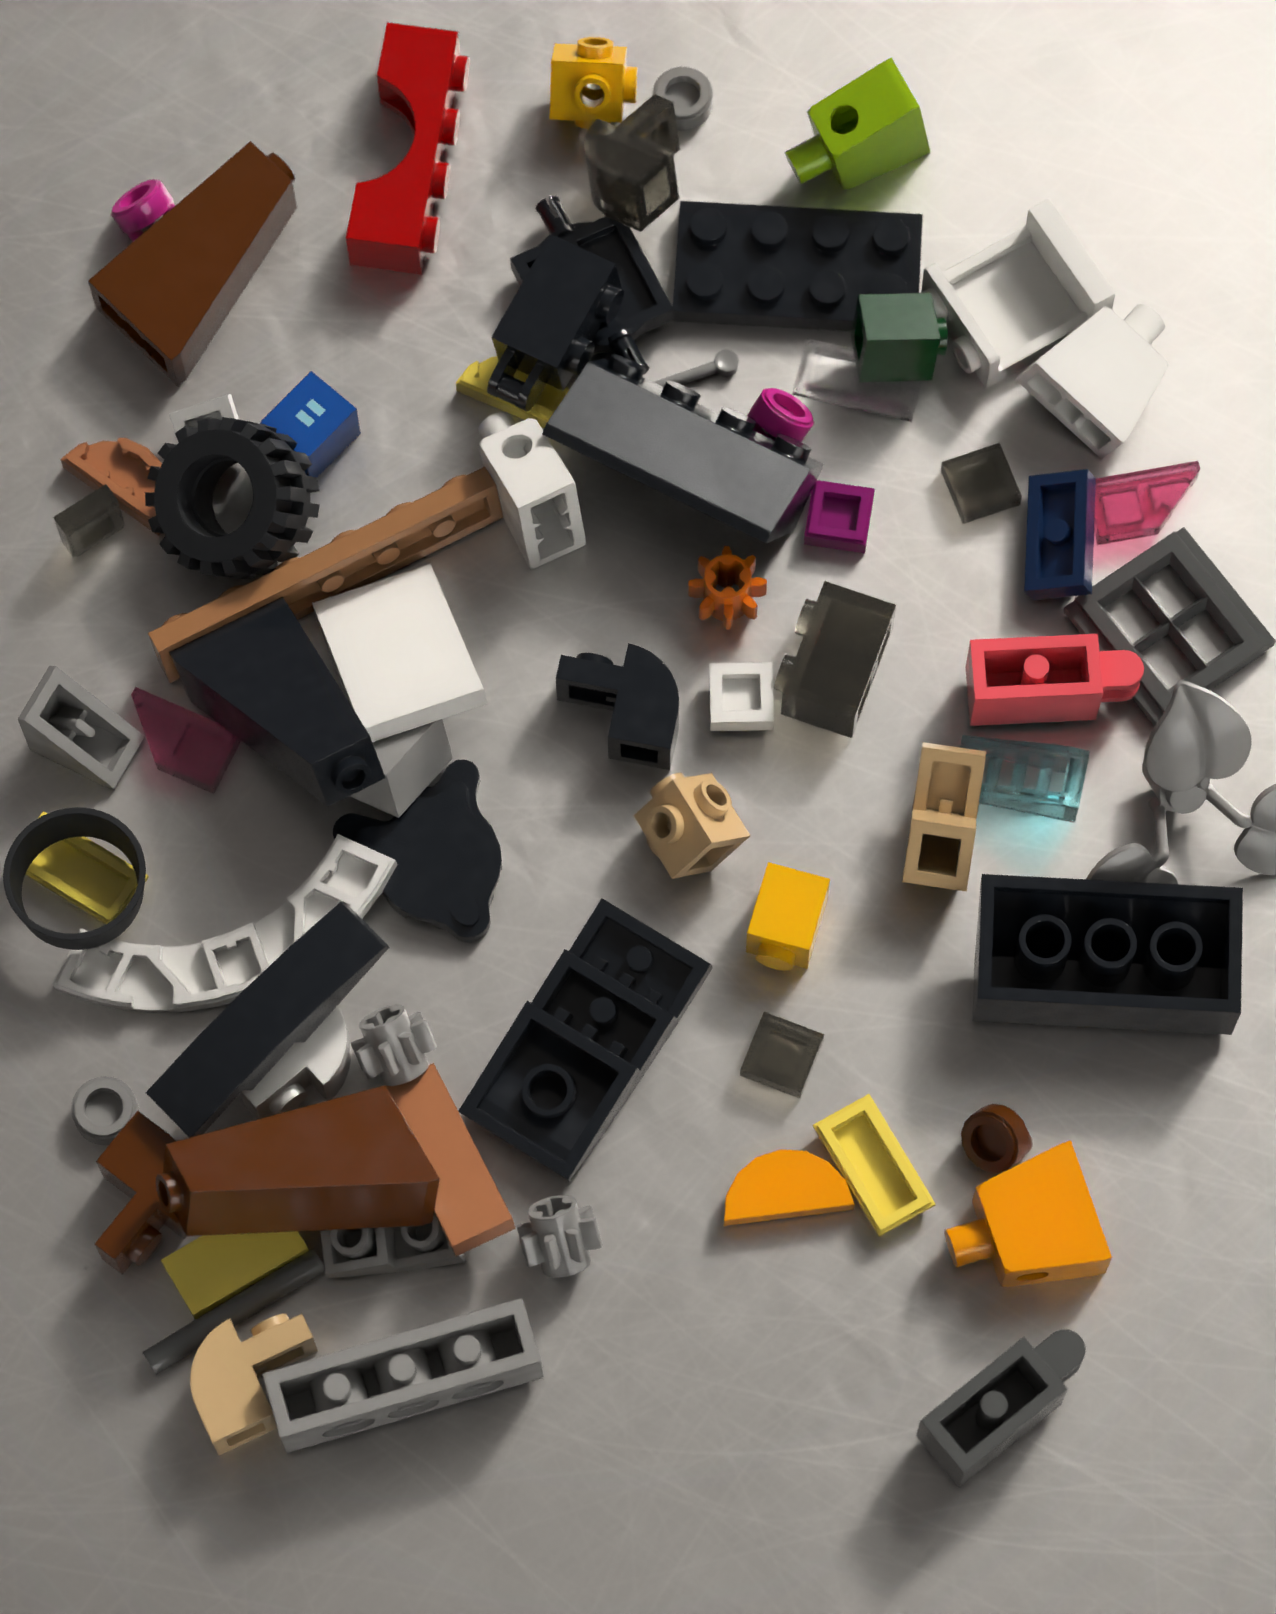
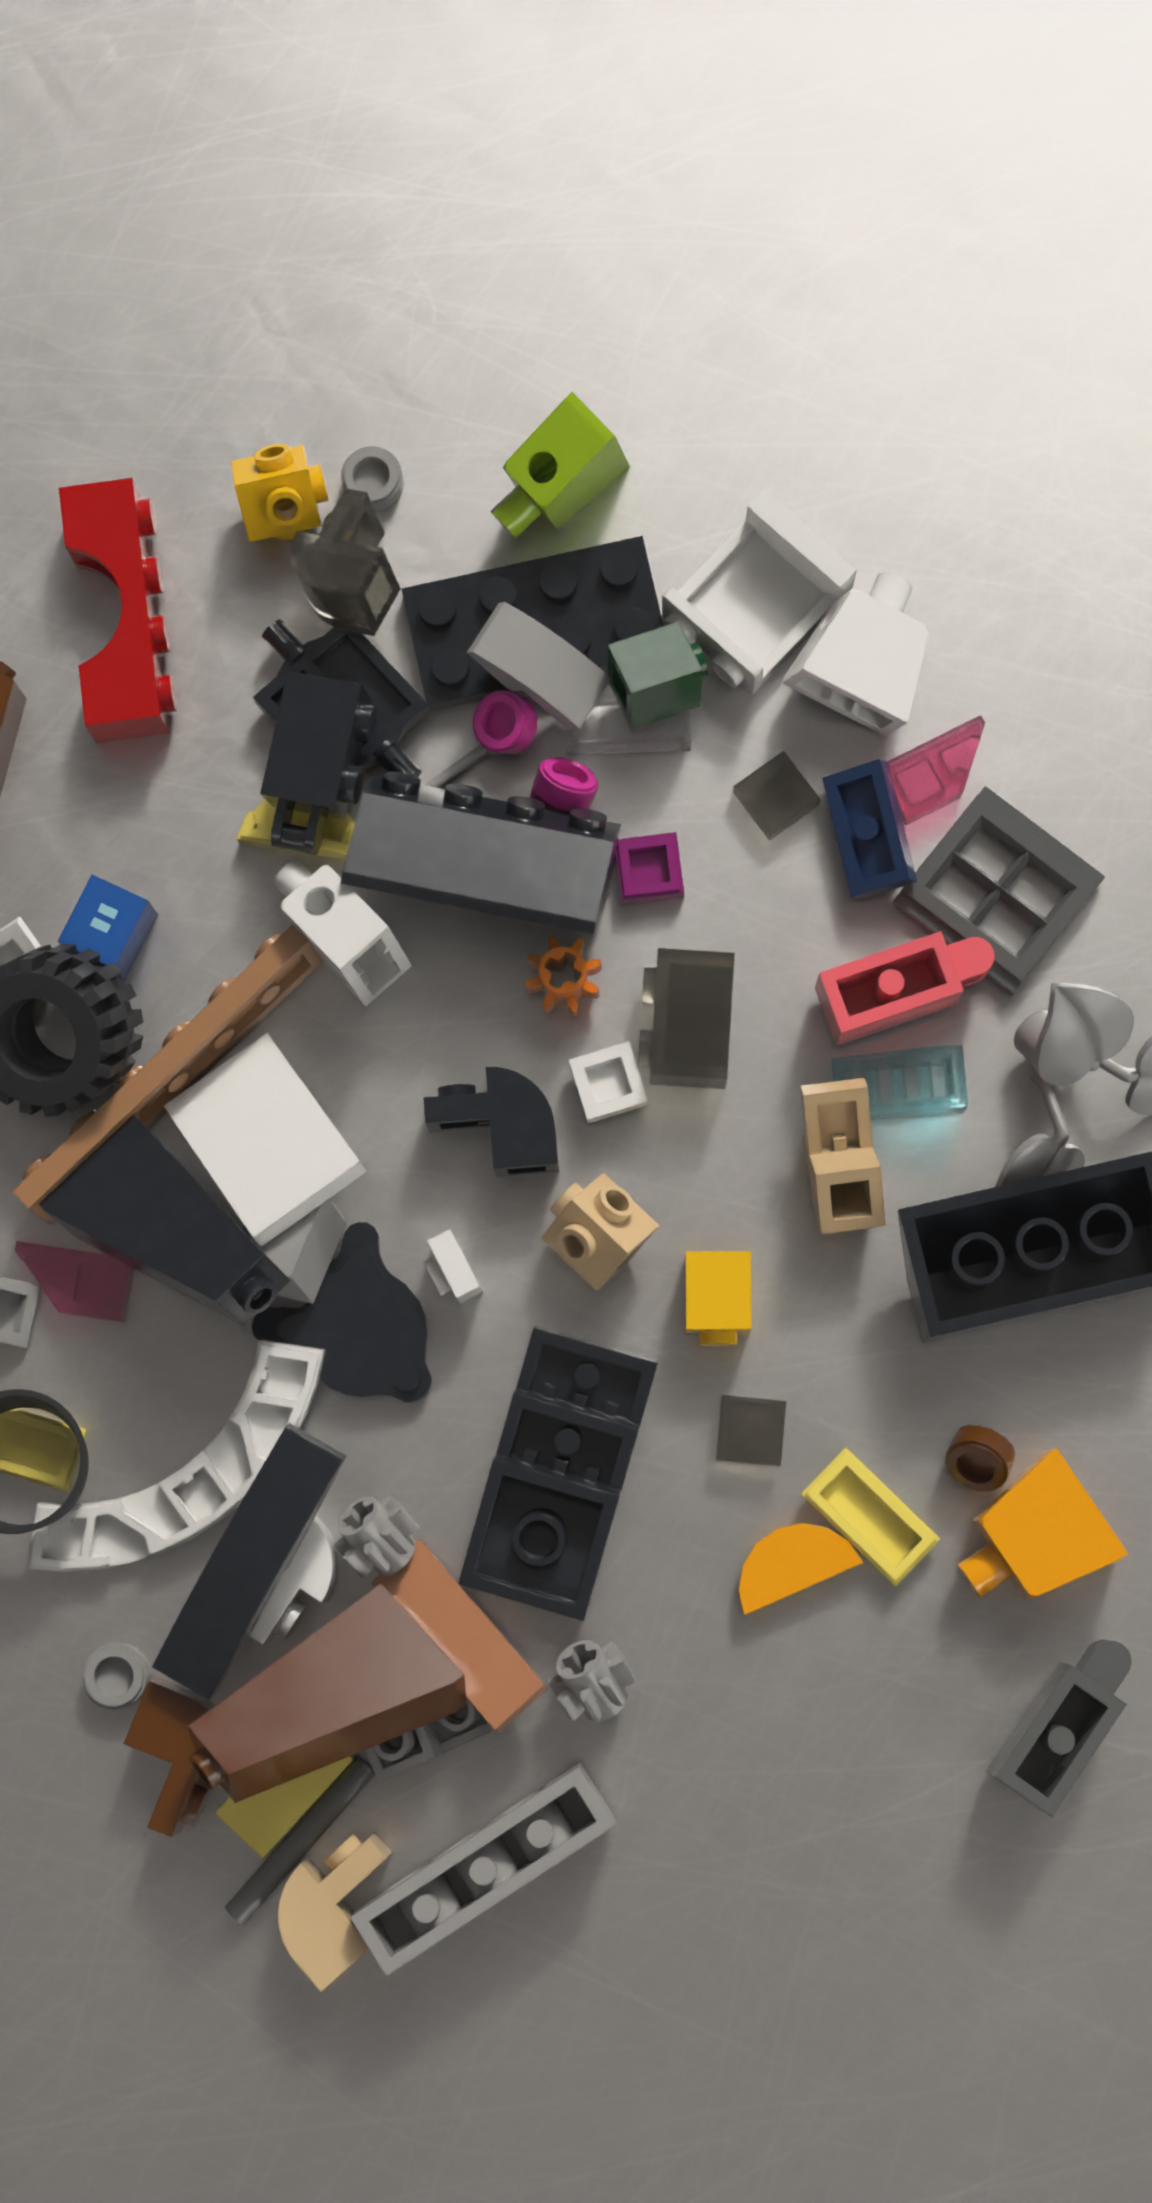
camera: 10 degrees left, 10 degrees up
(539, 822) = (450, 1268): none -> white plate
(741, 344) = (505, 722): none -> dark pink tile
(791, 296) = (540, 663): none -> light grey slope

